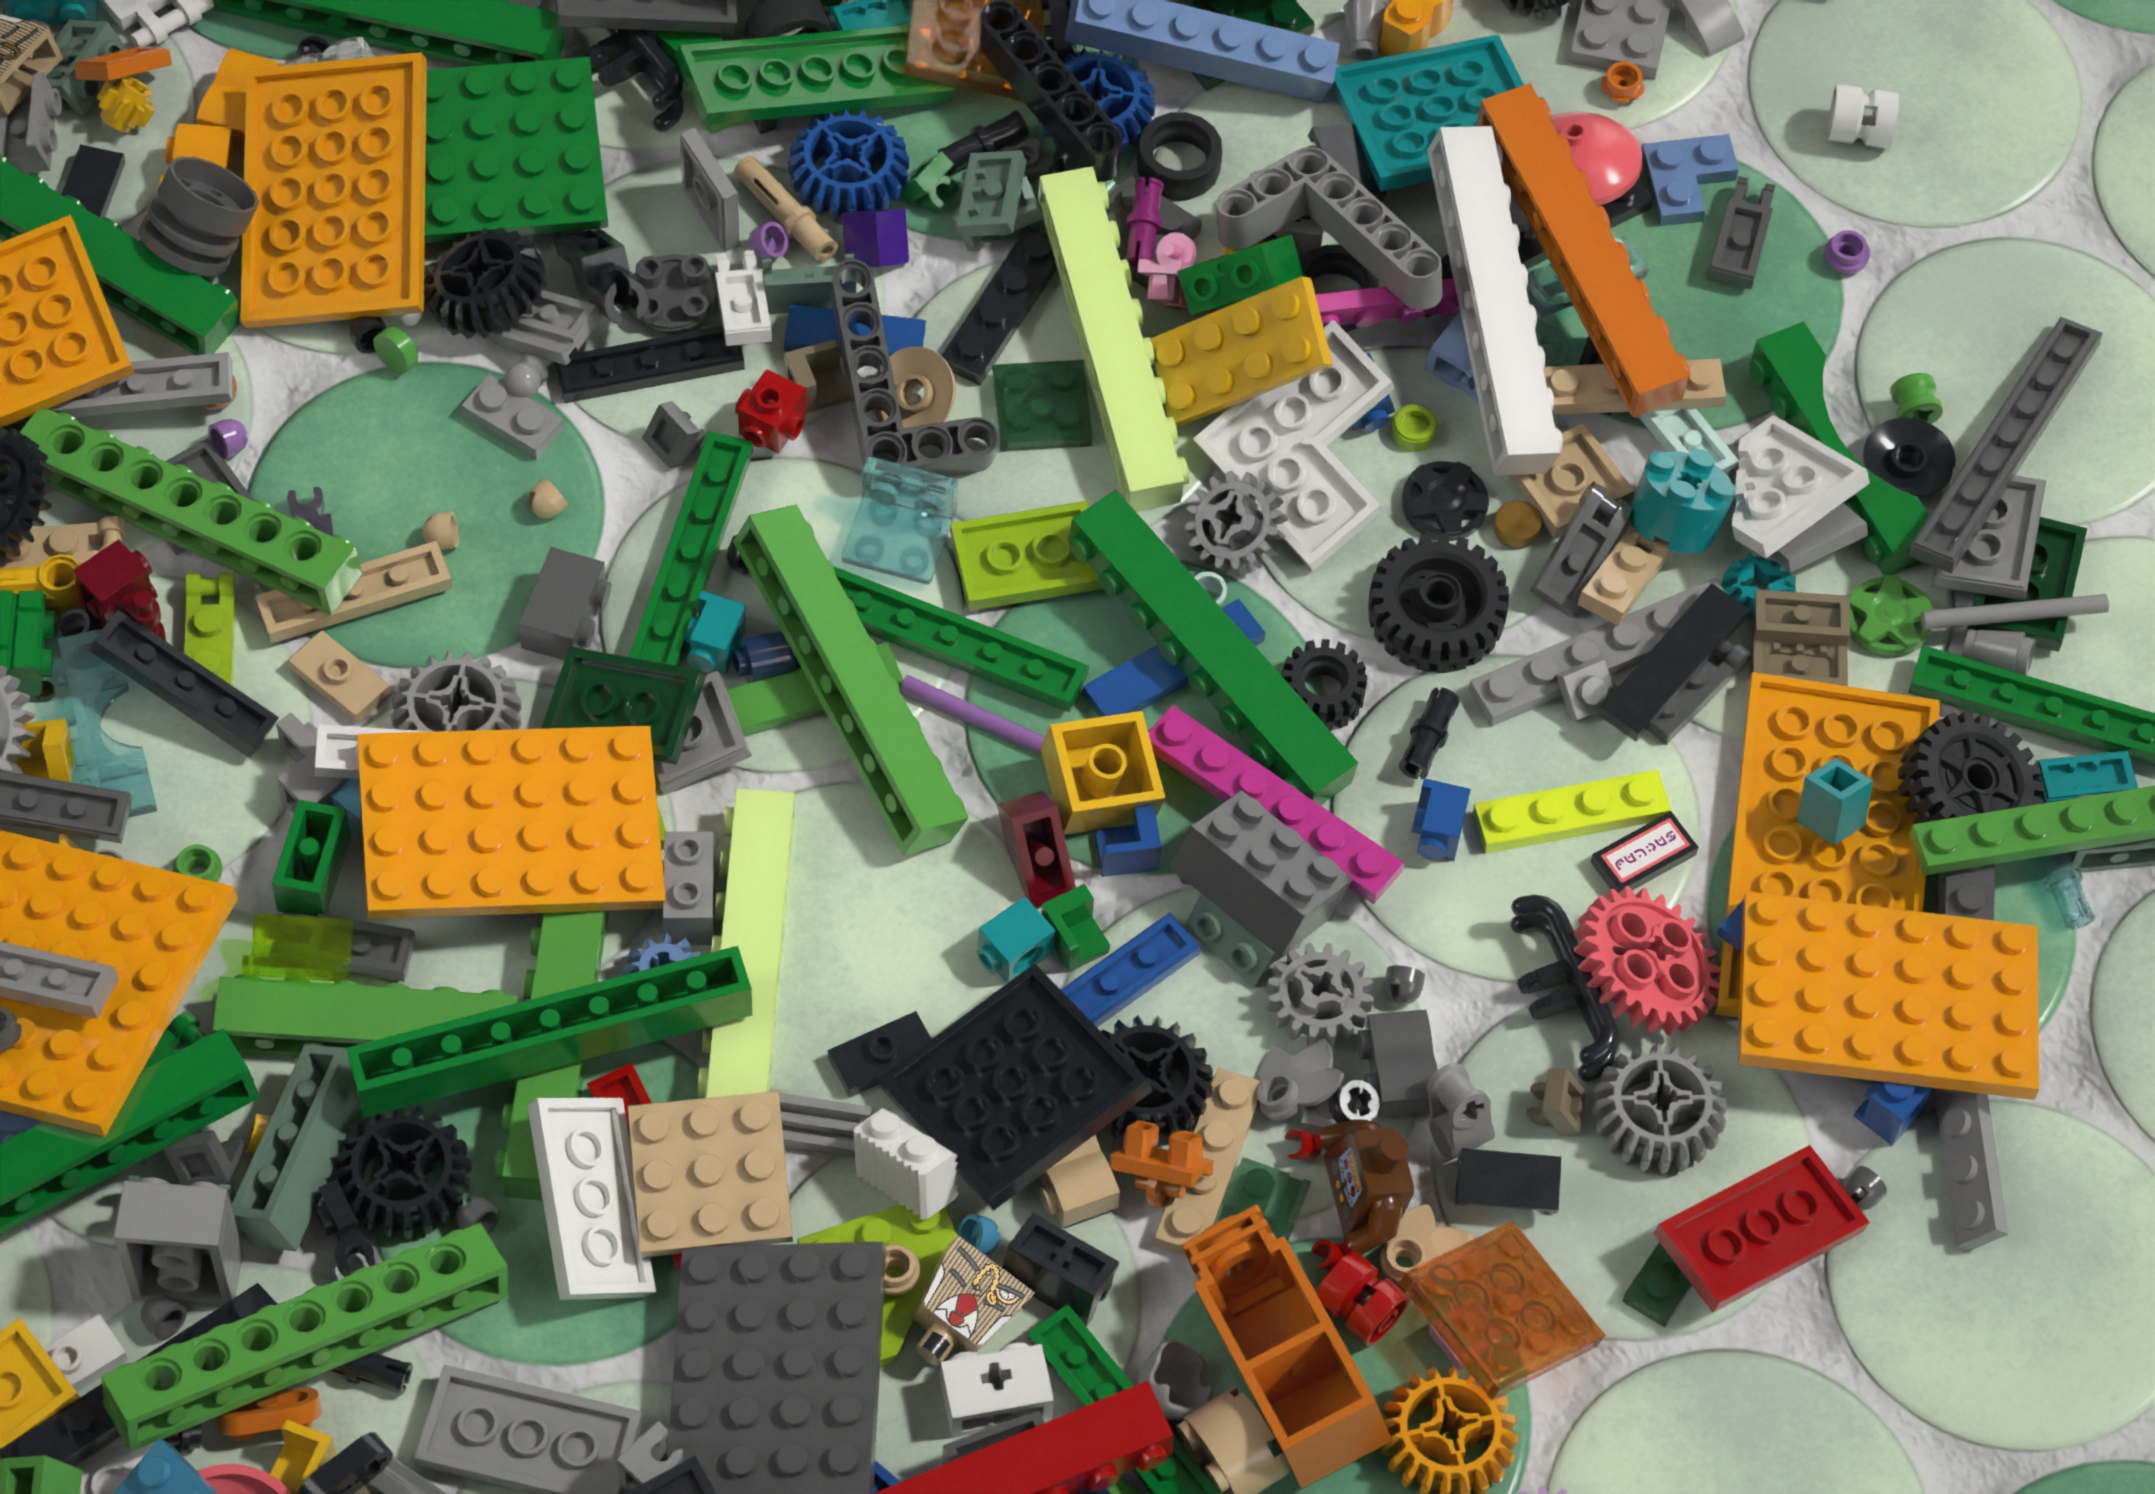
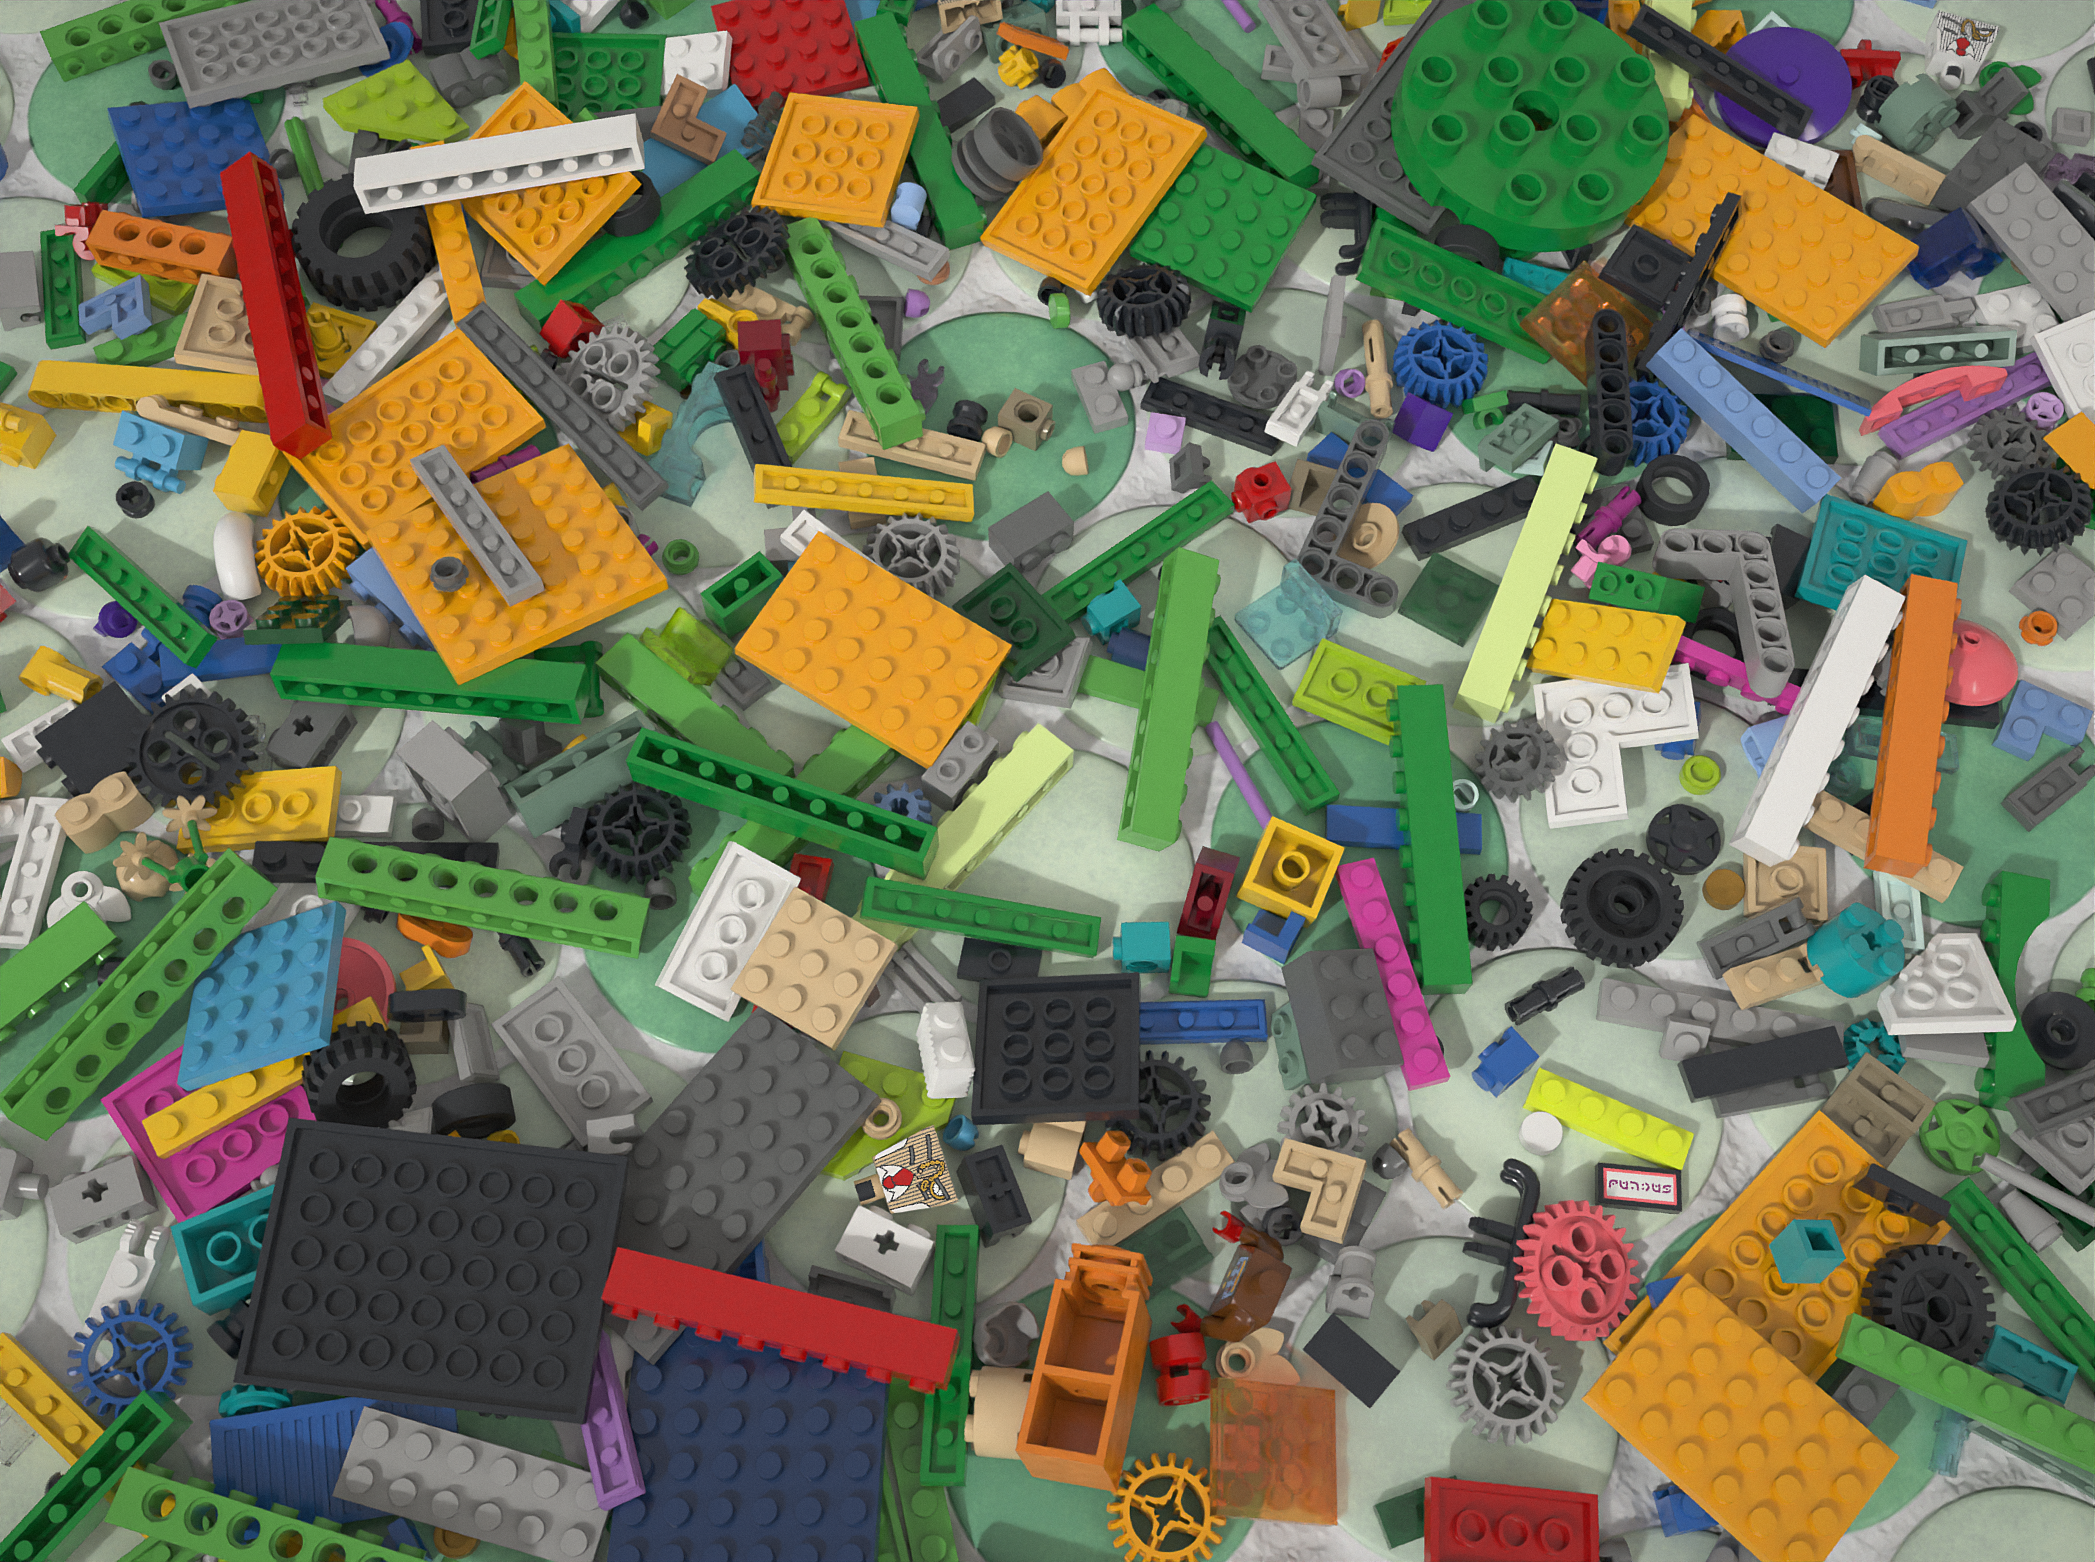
camera: 40 degrees right, 5 degrees up
(145, 333) = (908, 209): none -> light blue leg
(170, 85) = (1057, 75): none -> black hinge
(352, 672) = (863, 493): none -> yellow plate
(395, 527) = (967, 420): none -> black wheel
(460, 471) = (1025, 407): none -> dark tan brick
(615, 413) = (1165, 433): none -> lavender plate
(835, 1015) = (980, 917): none -> green plate
(1186, 985) = (1236, 1057): none -> dark grey hinge
(1369, 1027) = (1333, 1185): none -> tan plate
(1444, 966) = (1426, 1169): none -> tan pin
(1520, 864) = (1540, 1133): none -> white tile
(1878, 698) = (1901, 1195): none -> black plate

